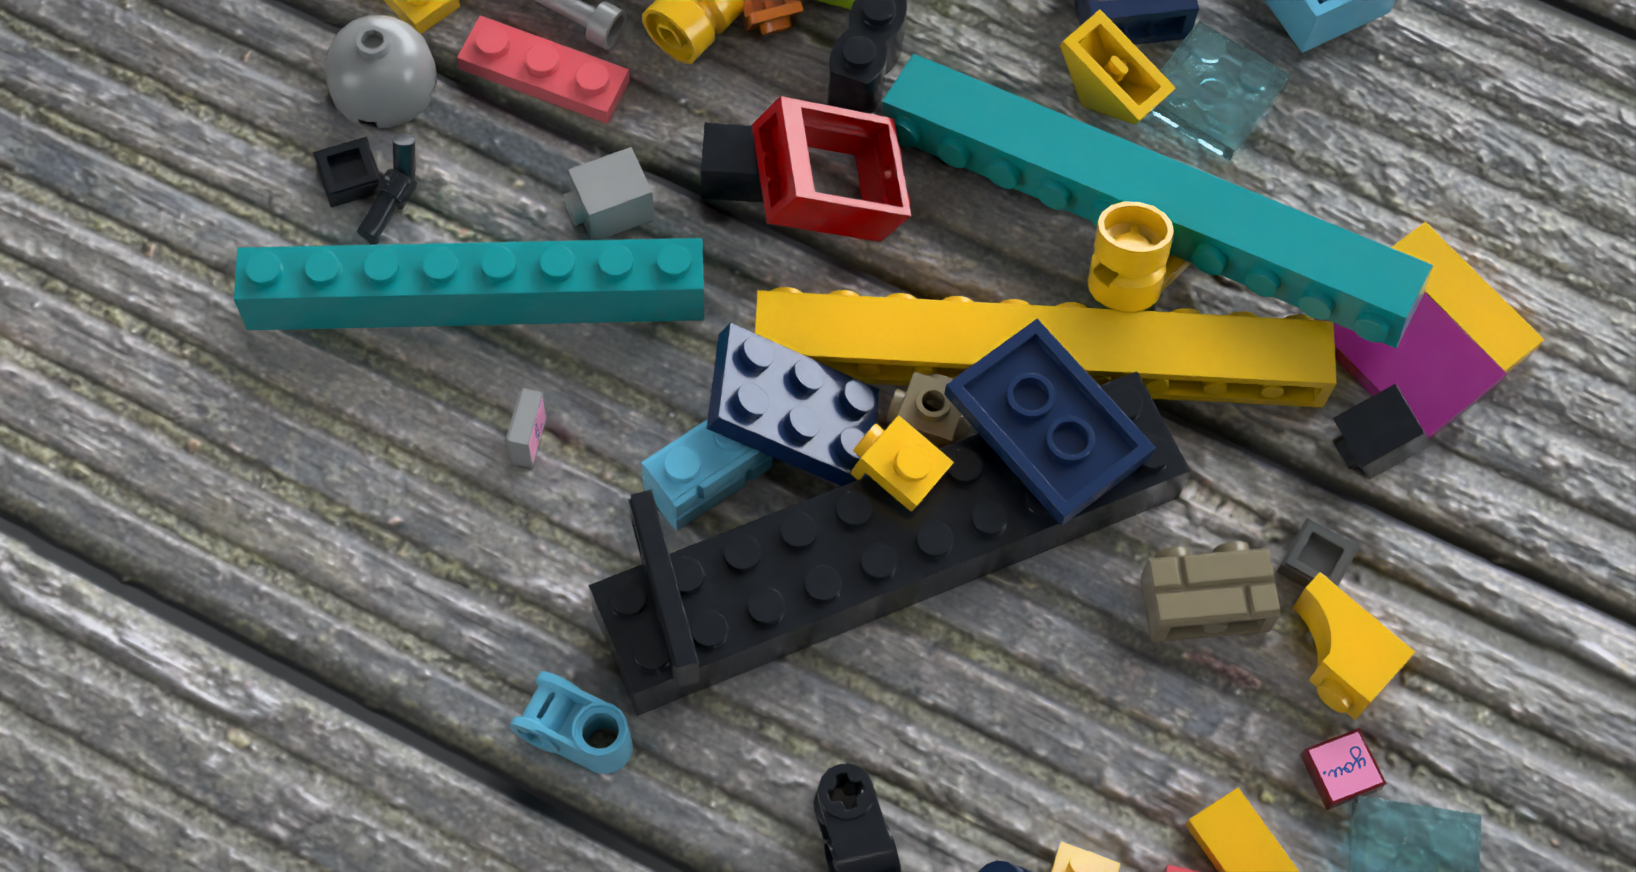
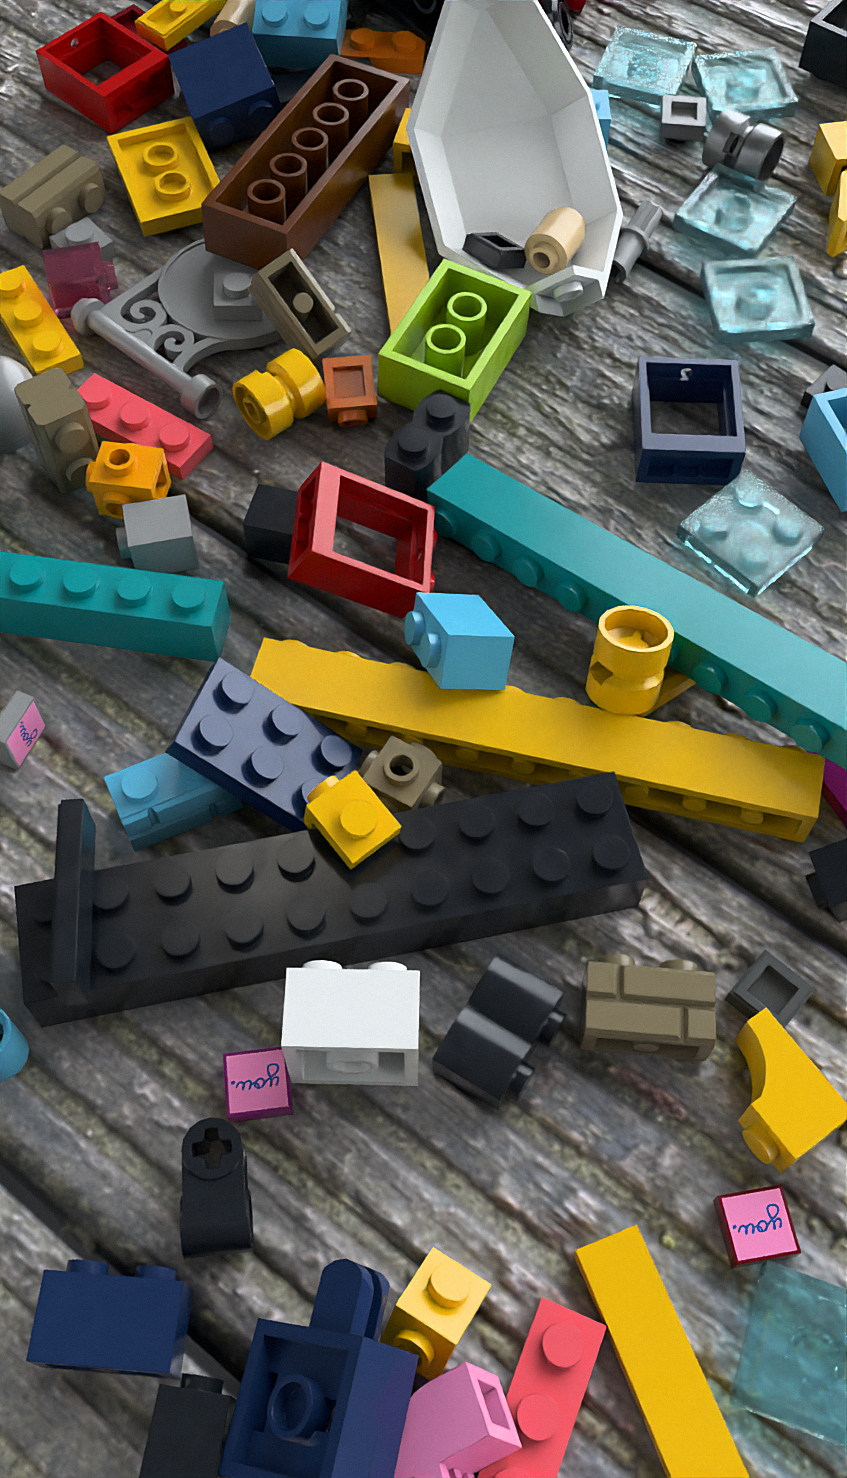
camera: 15 degrees right, 5 degrees down
(477, 95) = (58, 427): none -> dark tan brick
(559, 136) = (126, 476): none -> light orange brick
(862, 728) = (257, 1085): none -> bright pink tile
(948, 656) = (351, 1024): none -> white brick
(956, 261) = (459, 641): none -> medium azure brick
(1049, 421) = (509, 804): dark blue plate -> none
(1078, 639) = (498, 1033): none -> black brick
(1112, 71) = (651, 496): yellow slope -> none

